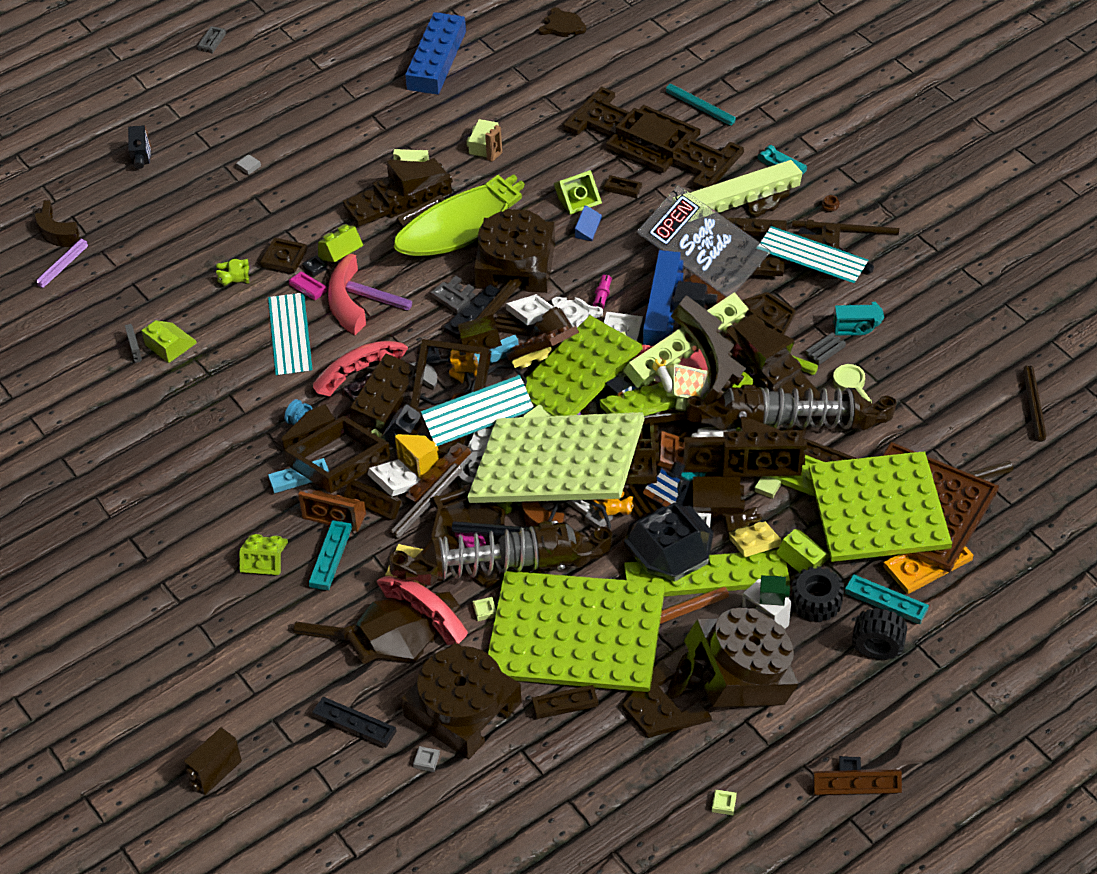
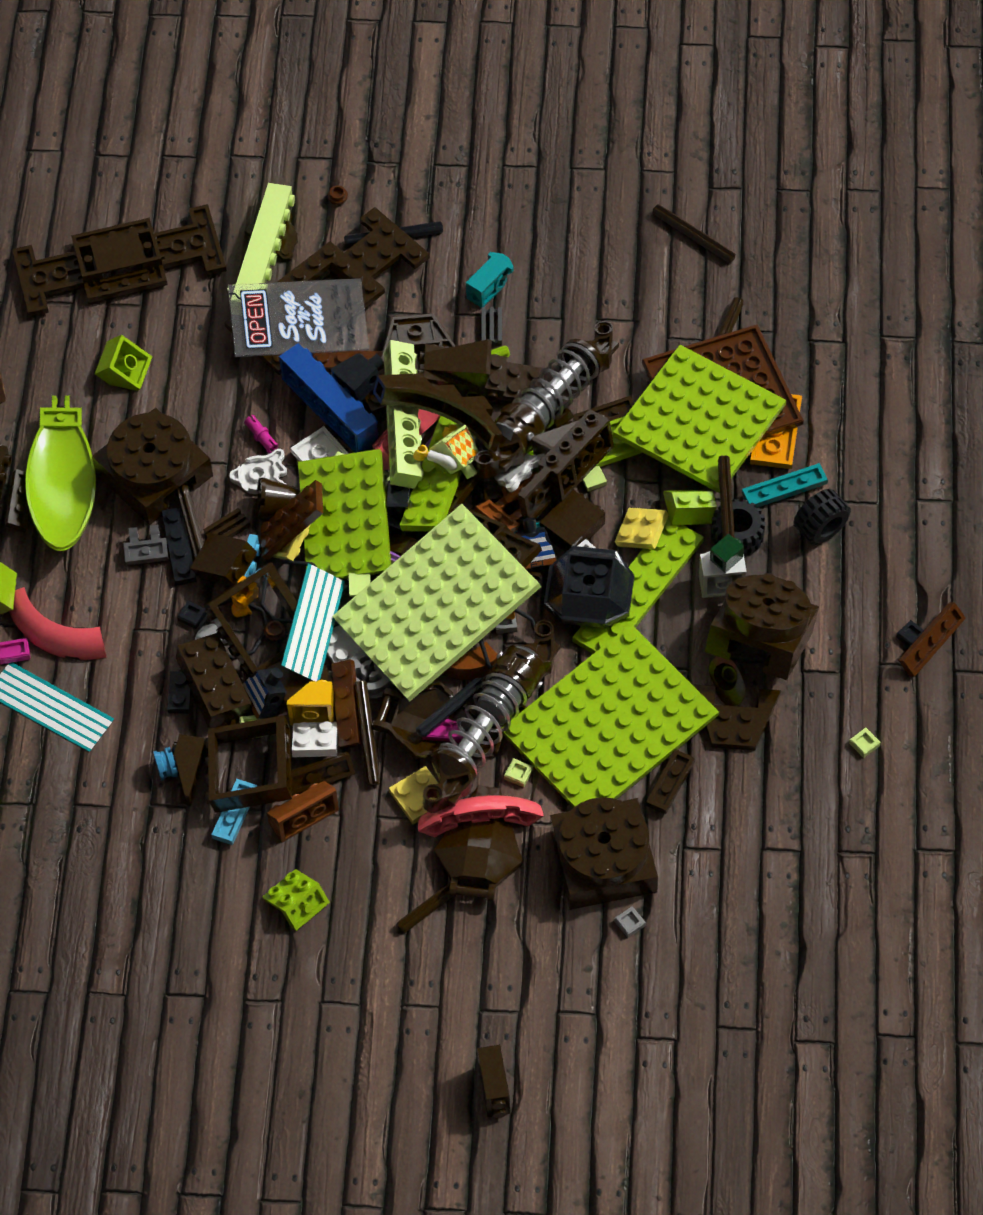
camera: 50 degrees left, 10 degrees up
(330, 555) = (349, 847): teal plate -> none
(354, 722) = (545, 949): black plate -> none
(355, 360) = (153, 678): coral brick -> none
(378, 295) = (84, 603): medium lavender axle -> none
(529, 309) = (229, 500): white plate -> none
(587, 224) = (168, 386): slope -> none
(623, 187) = (151, 329): dark brown tile -> none
(694, 604) = (661, 616): dark orange axle -> none
(700, 104) = (114, 194): teal axle -> none
(741, 519) = (614, 522): dark brown animal -> none
(777, 158) = (248, 191): teal plate -> none
(810, 225) = (346, 227): dark brown bar -> none
(814, 254) = (391, 252): sticker -> none
(823, 564) = (726, 496): none -> dark brown axle
(850, 376) = (542, 335): yellowish green piece -> none

